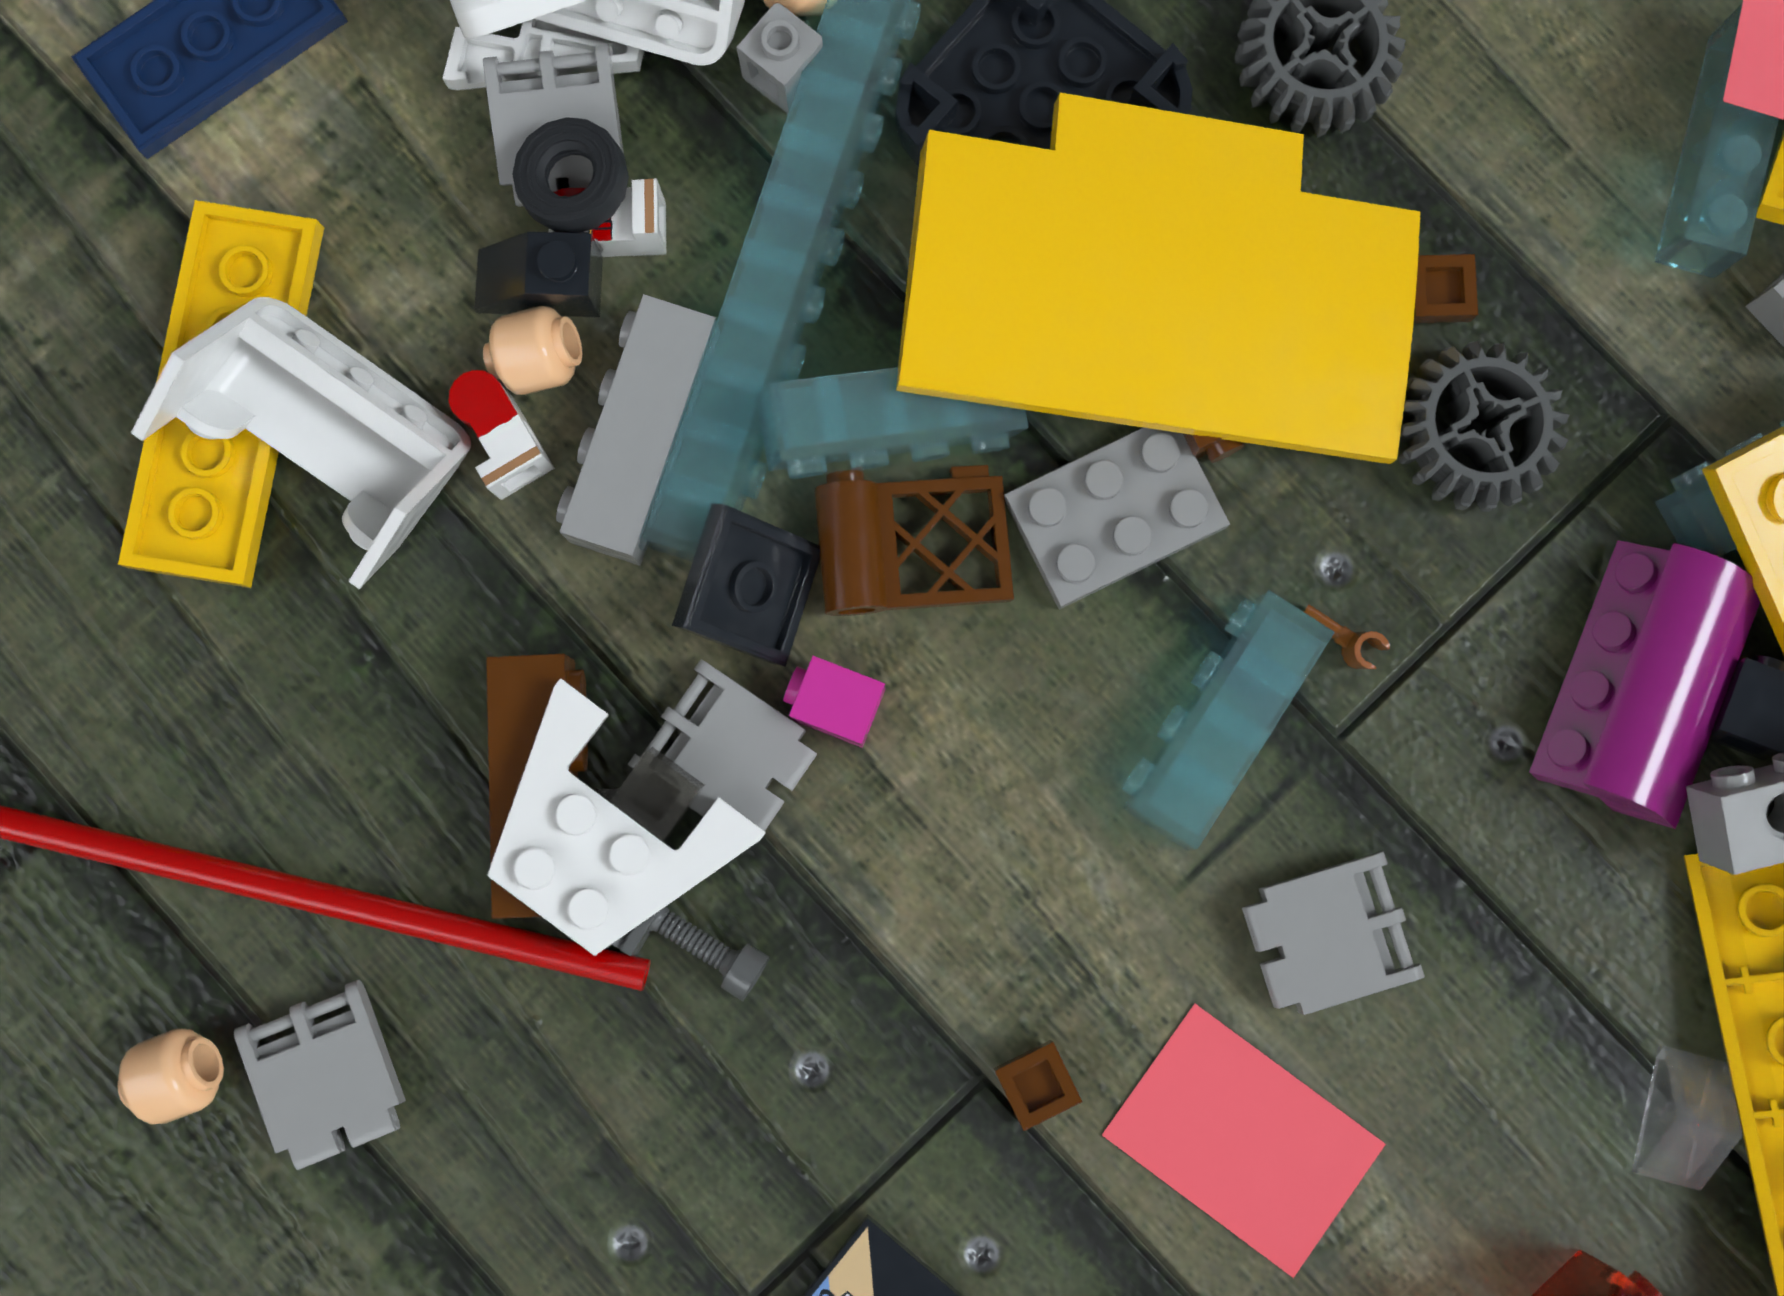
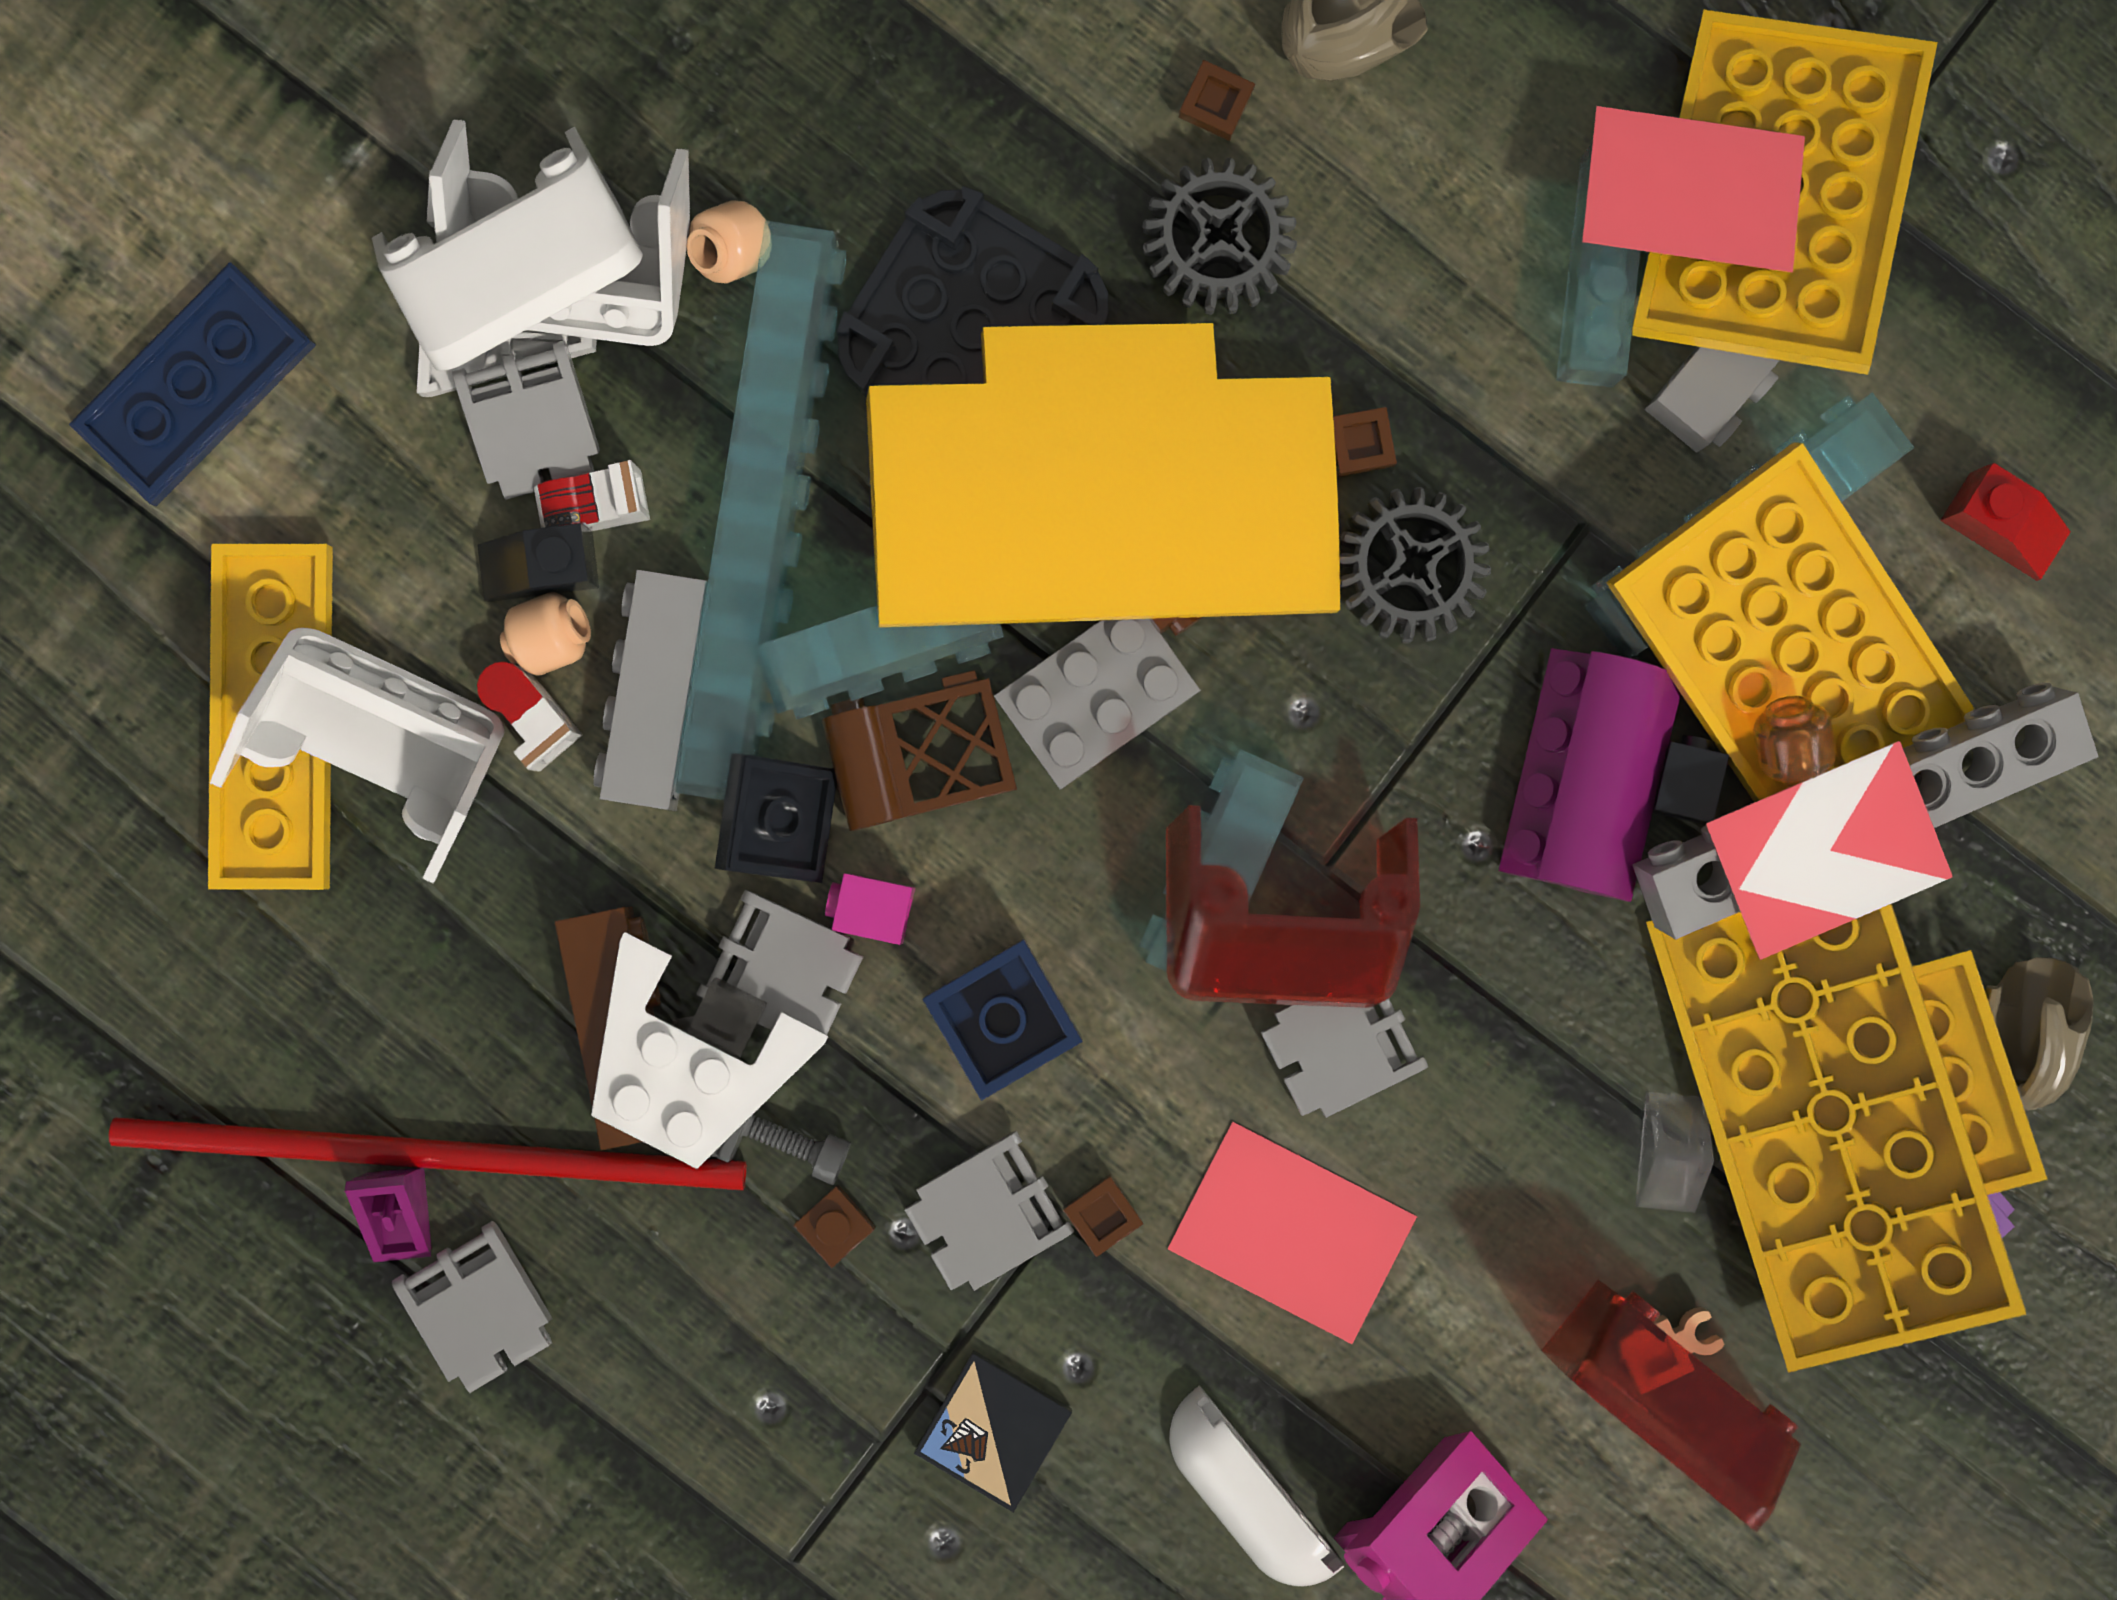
camera: 10 degrees left, 5 degrees up
(170, 1076) = (343, 1330): light nougat head -> none
(249, 952) = (392, 1213): none -> magenta slope
(548, 146) = (523, 451): black tyre -> none
(736, 1048) = (834, 1226): none -> reddish brown plate
(777, 54) = (722, 321): light grey bracket -> none
(906, 1064) = (986, 1215): none -> light grey plate
(963, 844) = (1003, 1019): none -> dark blue brick
(1286, 824) = (1283, 959): none -> clear red windscreen
(1349, 640) = (1317, 774): dark orange hand -> none

